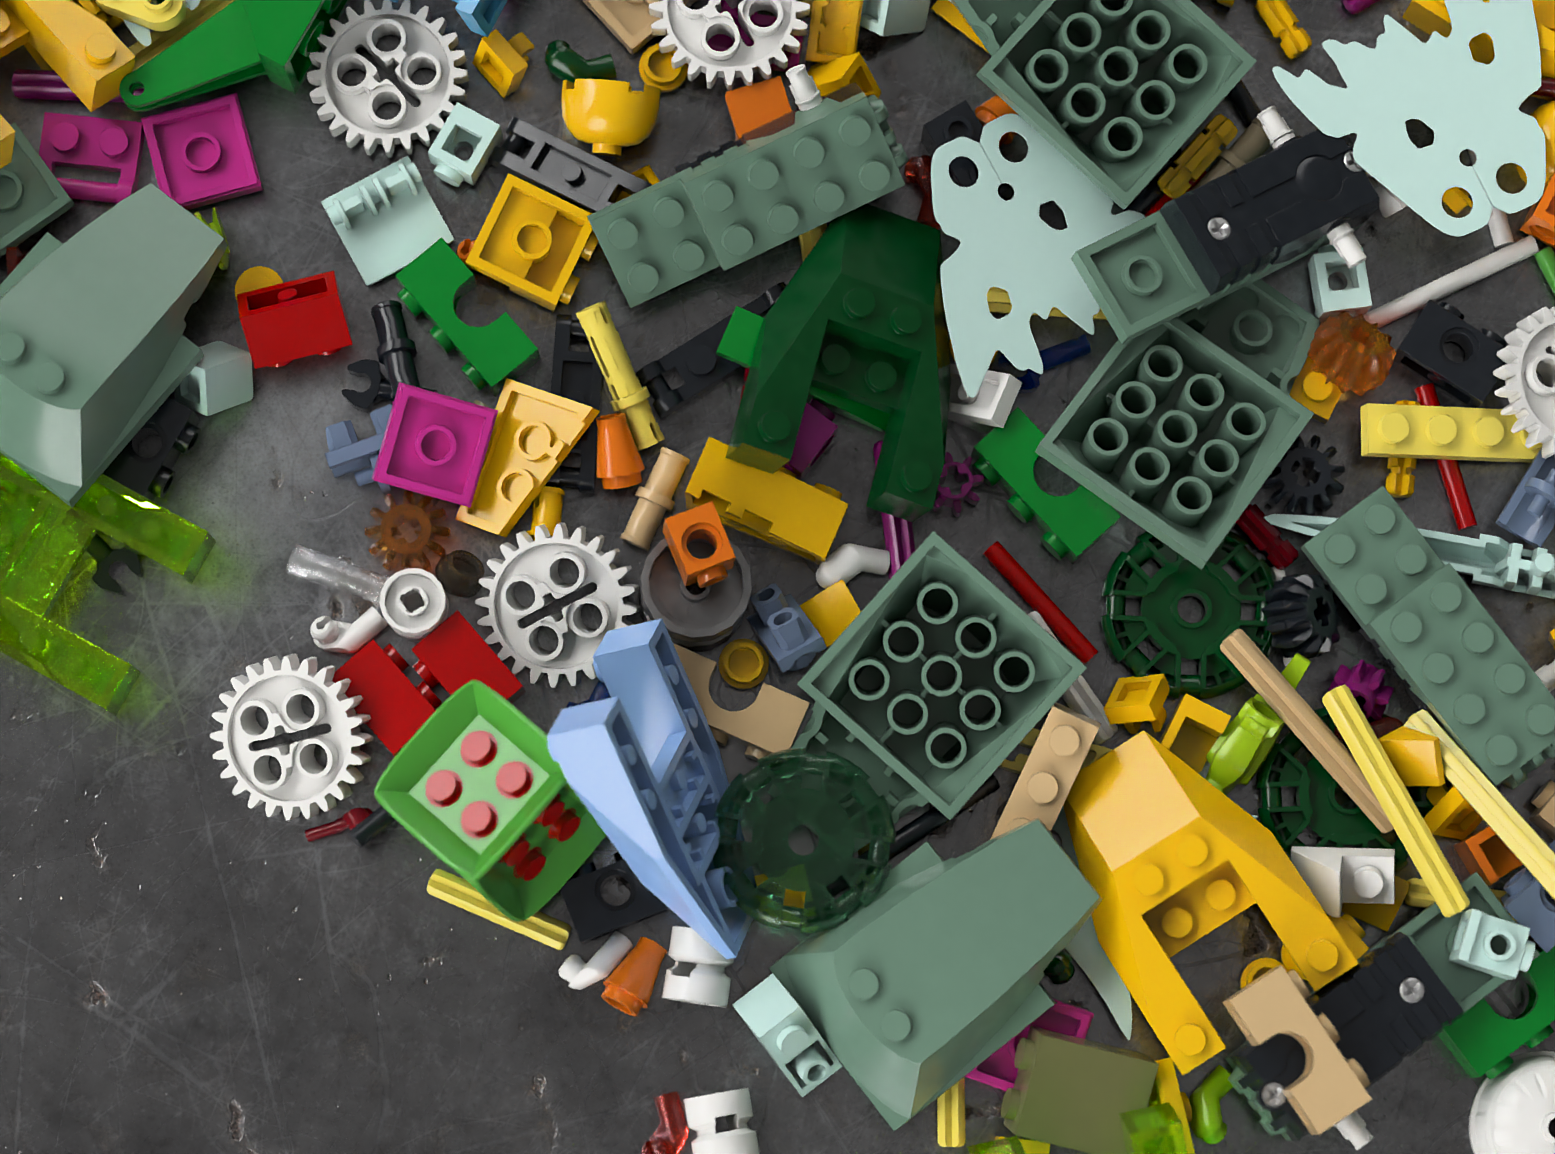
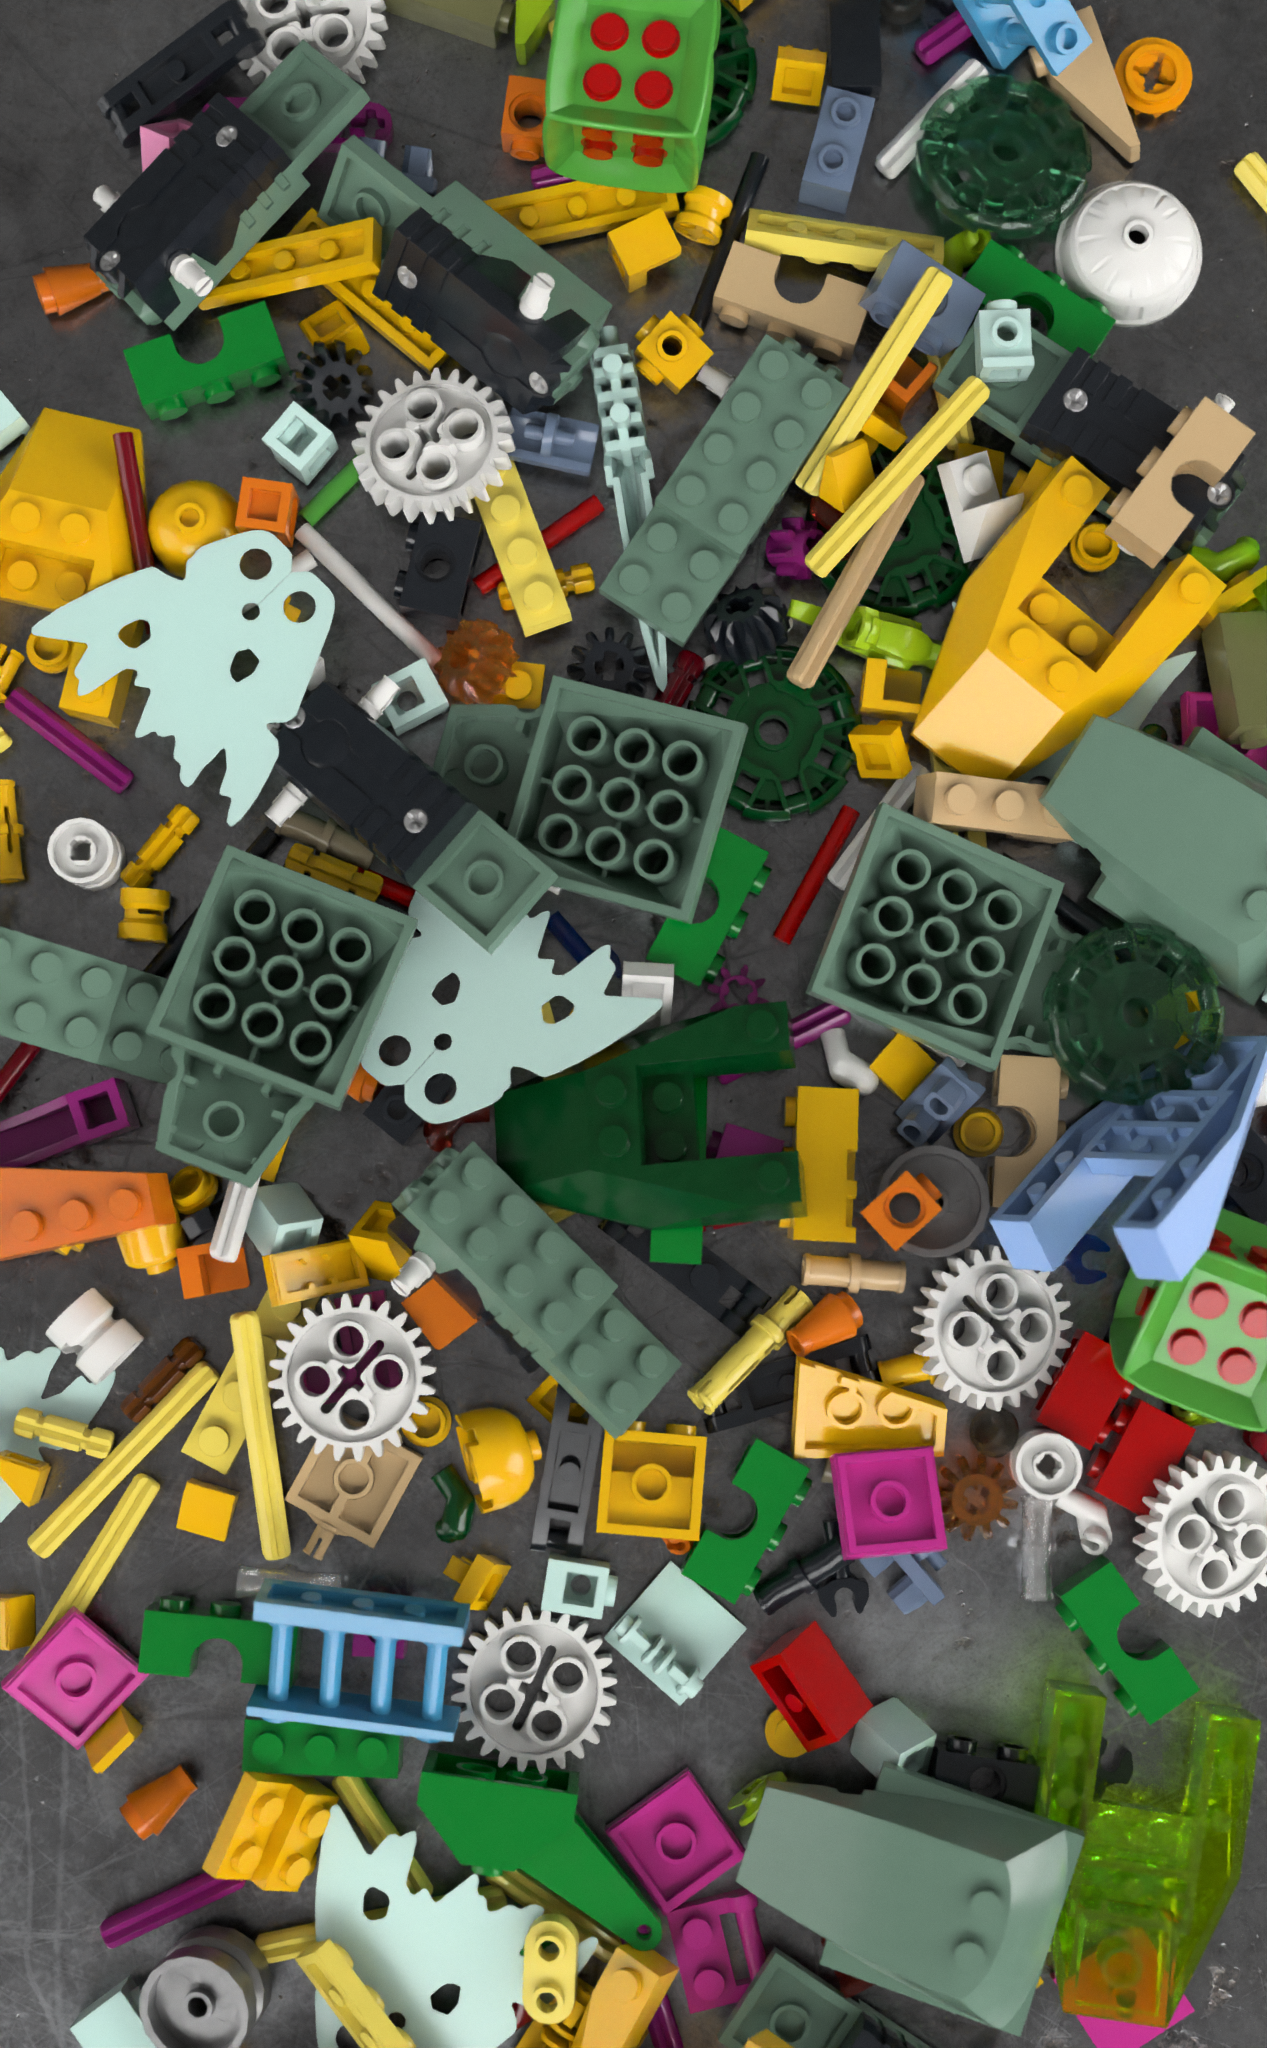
camera: 110 degrees left, 5 degrees up
(180, 627) = (1149, 1679): none -> green arch

